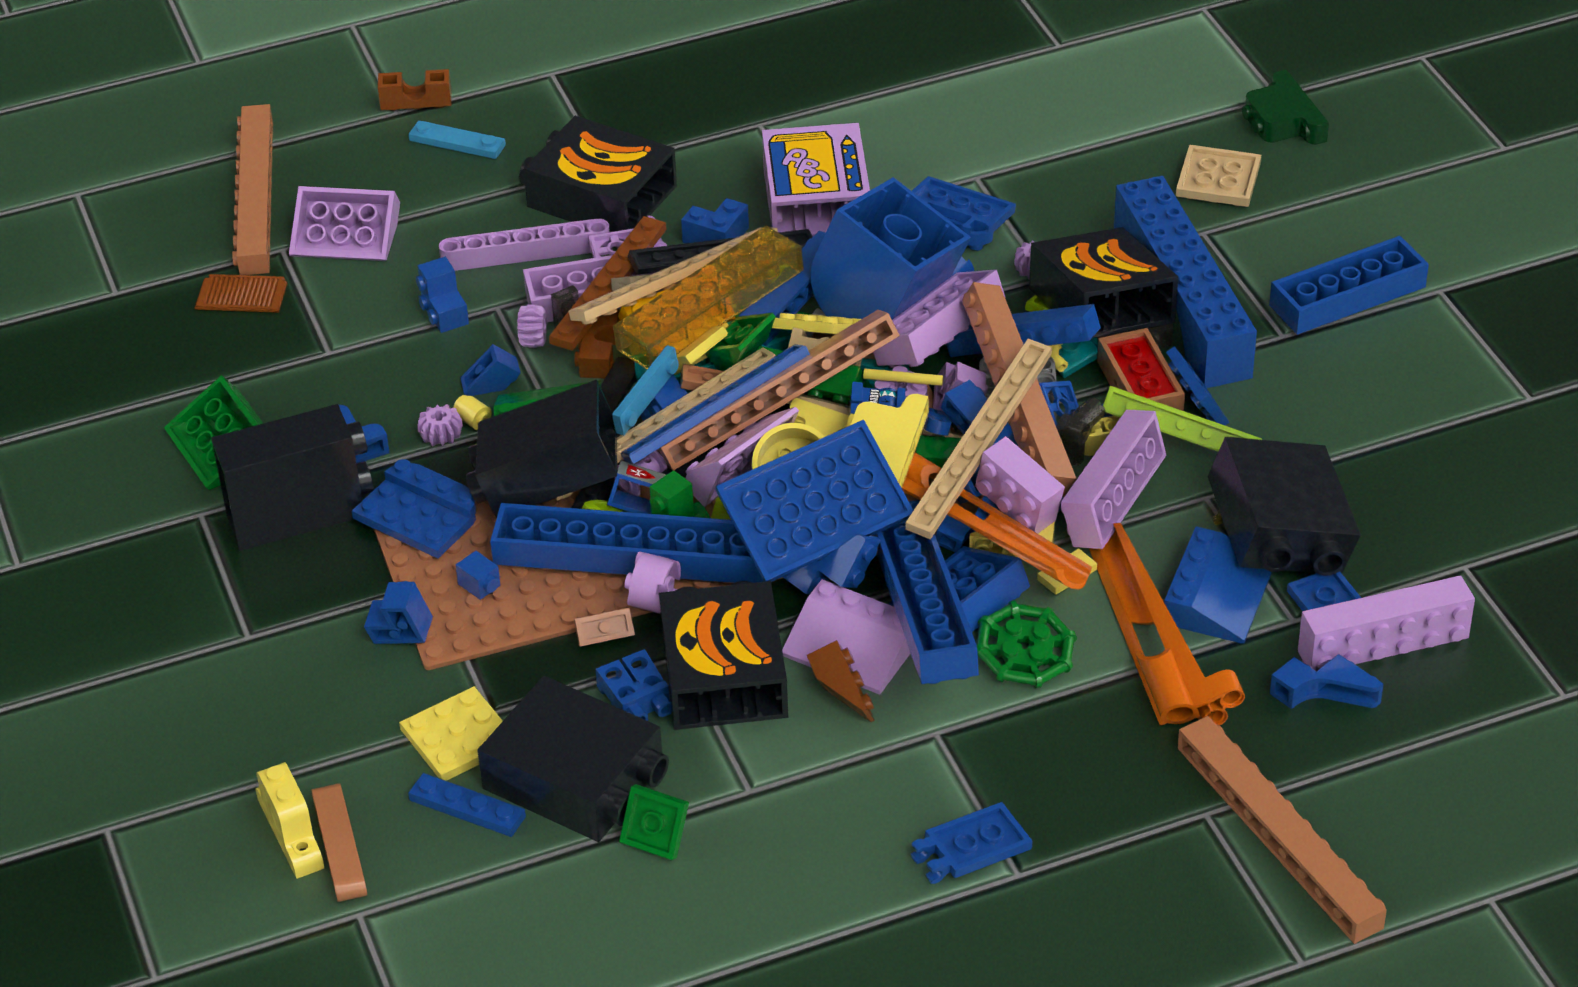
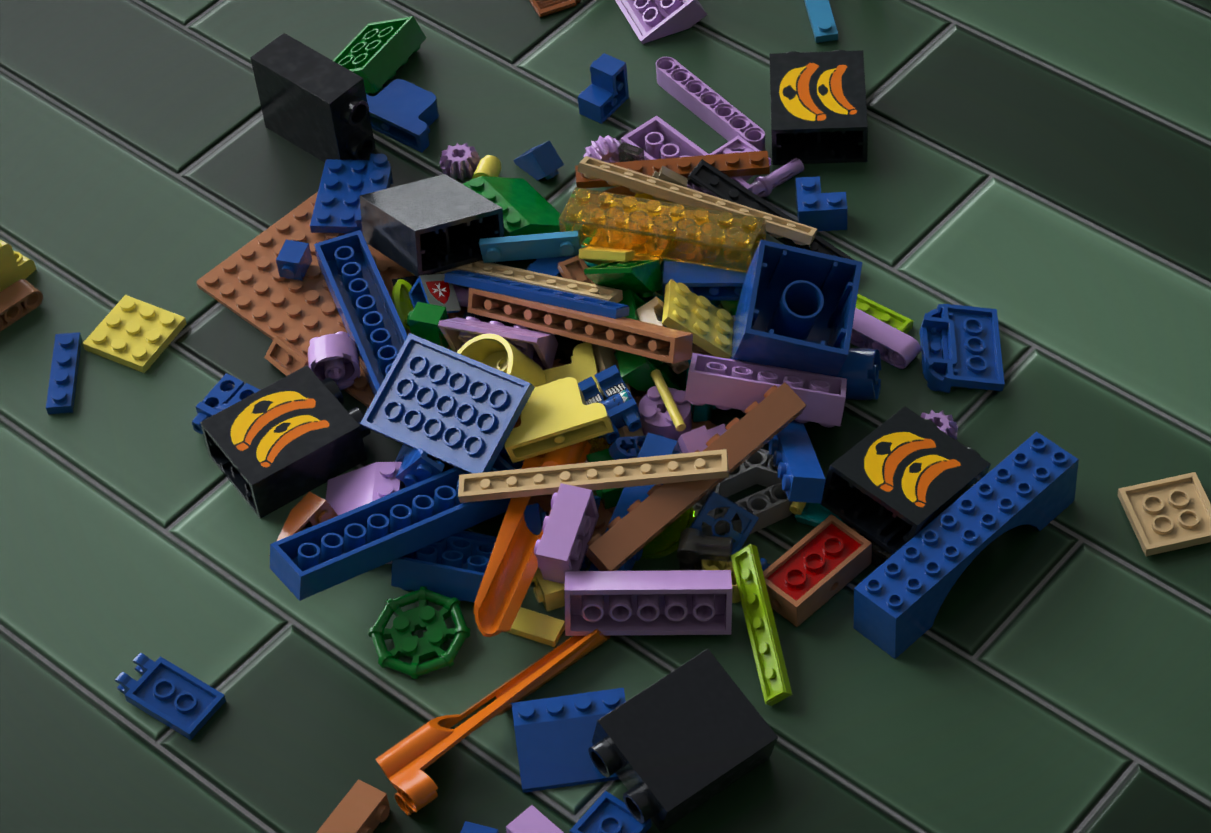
camera: 65 degrees right, 5 degrees up
(399, 616) = (221, 237): blue brick -> none
(571, 758) = (122, 404): black brick -> none
(654, 822) = (82, 483): green tile -> none
(812, 174) = (919, 237): brick -> none
(1192, 382) = (823, 616): blue plate -> none
(1348, 284) = (1068, 676): blue brick -> none

